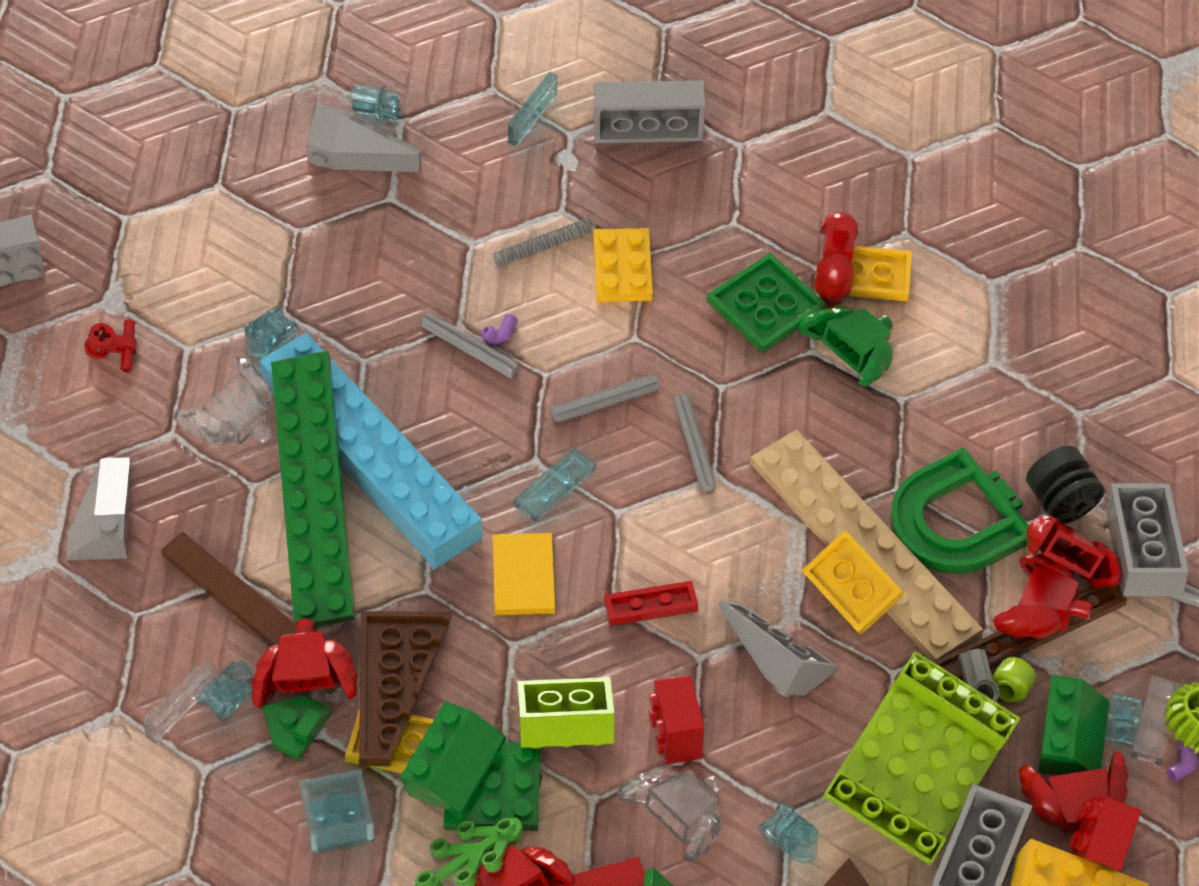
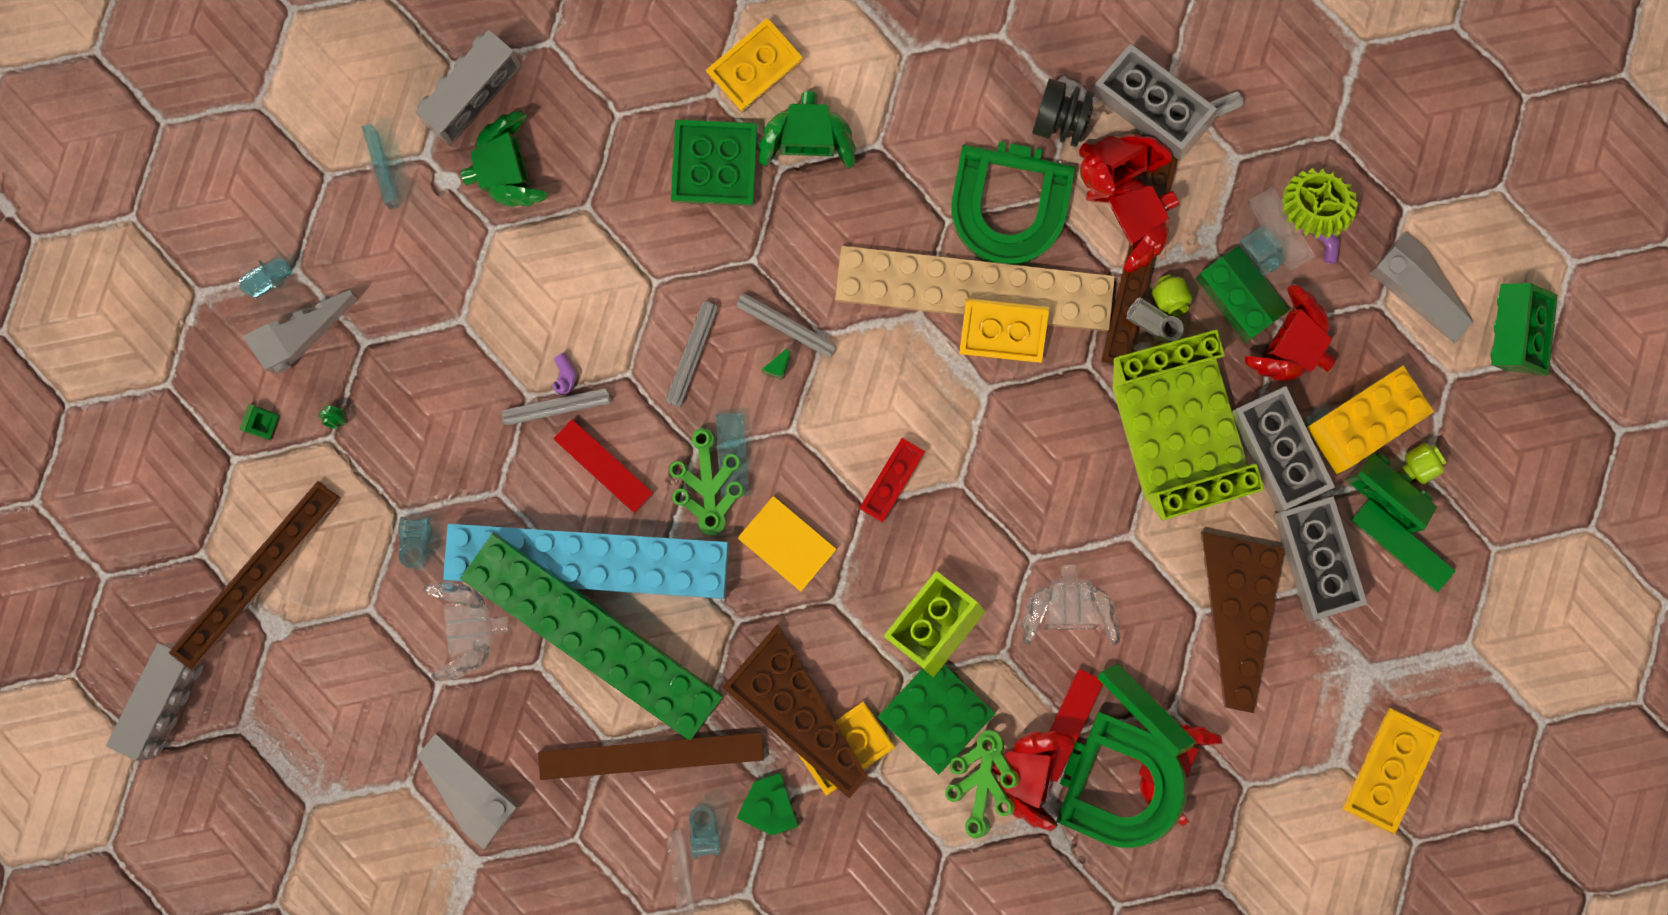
camera: 45 degrees left, 30 degrees up
(114, 343) = (330, 654): red piece -> none
(142, 245) = (254, 576): none -> reddish brown tile
(262, 178) = (259, 422): none -> green slope
(303, 664) = (734, 766): red torso -> none
(313, 214) = (332, 417): none -> green plate
(336, 811) = (870, 843): clear light blue brick -> none
(452, 758) = (904, 733): green slope -> none
(455, 409) = (603, 466): none -> red tile
(491, 506) = (708, 486): none -> bright green plant
(564, 236) = (507, 270): light grey piece -> none
(617, 172) = (500, 164): none -> green torso
(622, 265) = (583, 231): yellow plate -> none
(658, 456) = (778, 365): none -> green slope
(677, 719) = (1007, 554): red brick -> none
(780, 661) = (1016, 433): light grey wedge -> none
(786, 829) = (1149, 553): clear light blue piece -> none
(836, 268) = (728, 78): red torso -> none
(1105, 832) = (1351, 361): red brick -> none

